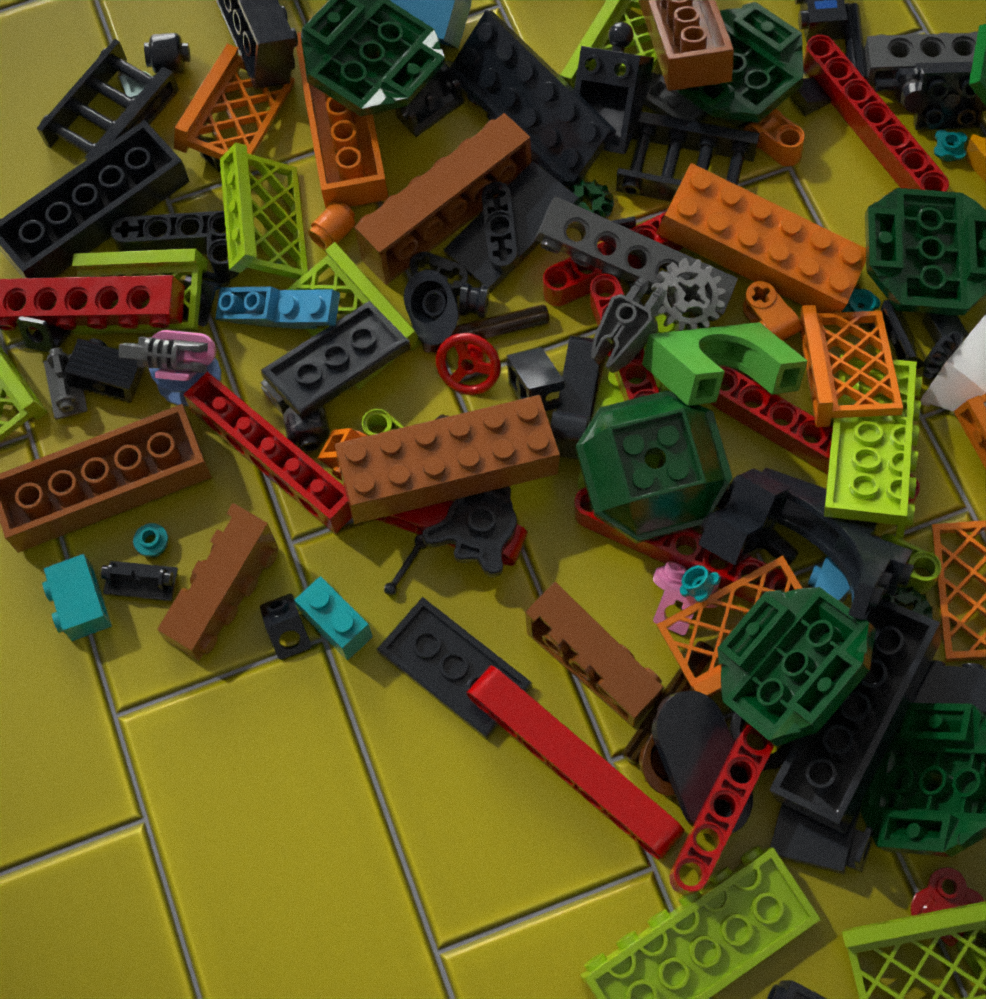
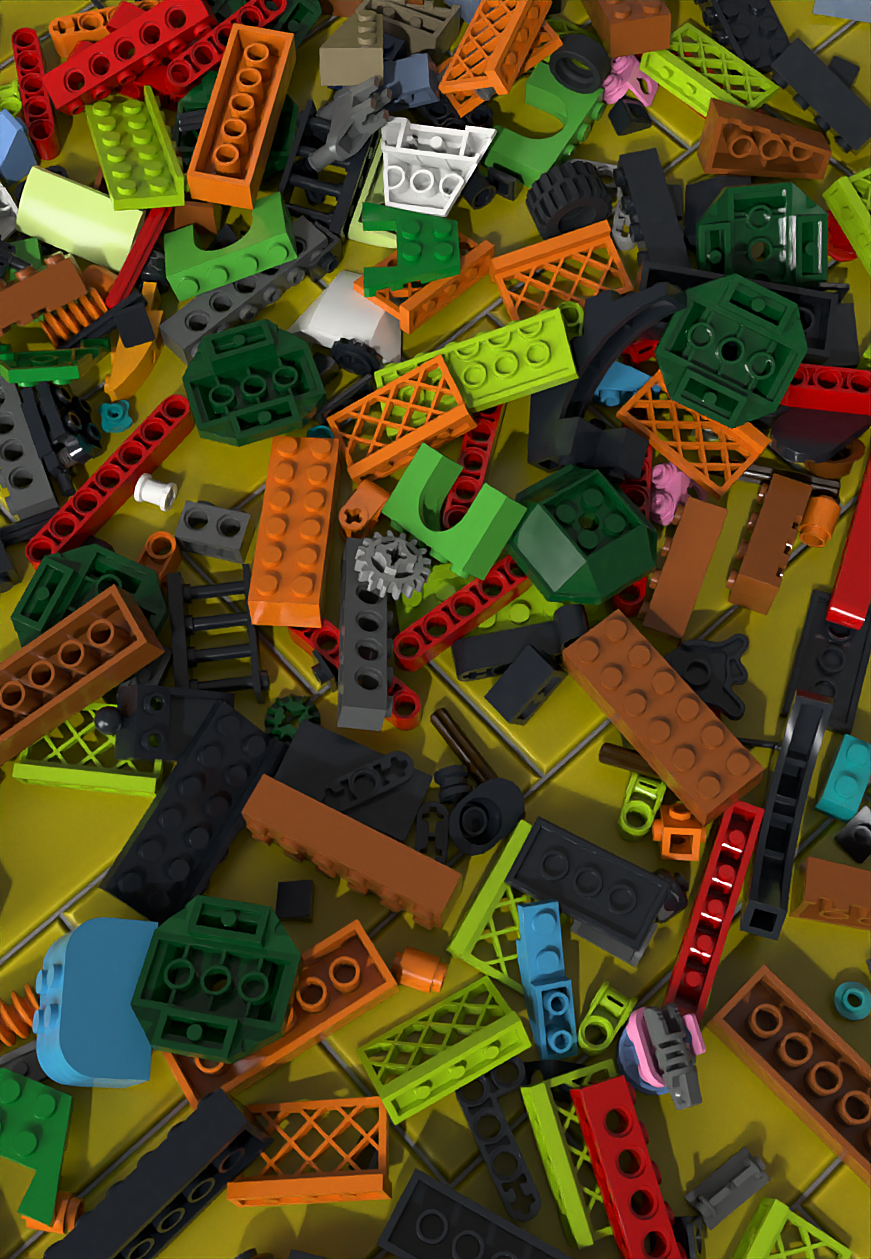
camera: 115 degrees left, 0 degrees up
(101, 371) = (697, 1144): black brick -> none
(233, 345) = (608, 1014): none -> lime piece
(323, 541) = (787, 788): none -> black arch
(426, 157) = (295, 900): none -> black slope
(477, 352) = (525, 759): red piece -> none
(597, 563) = (683, 569): none -> dark orange wedge
(600, 718) = (819, 521): none -> orange brick
(626, 326) = (457, 596): dark grey hinge -> none
(699, 583) = (664, 475): teal plate -> none
(789, 187) = (211, 539): none -> dark grey brick
(854, 154) = (155, 492): none -> white bush

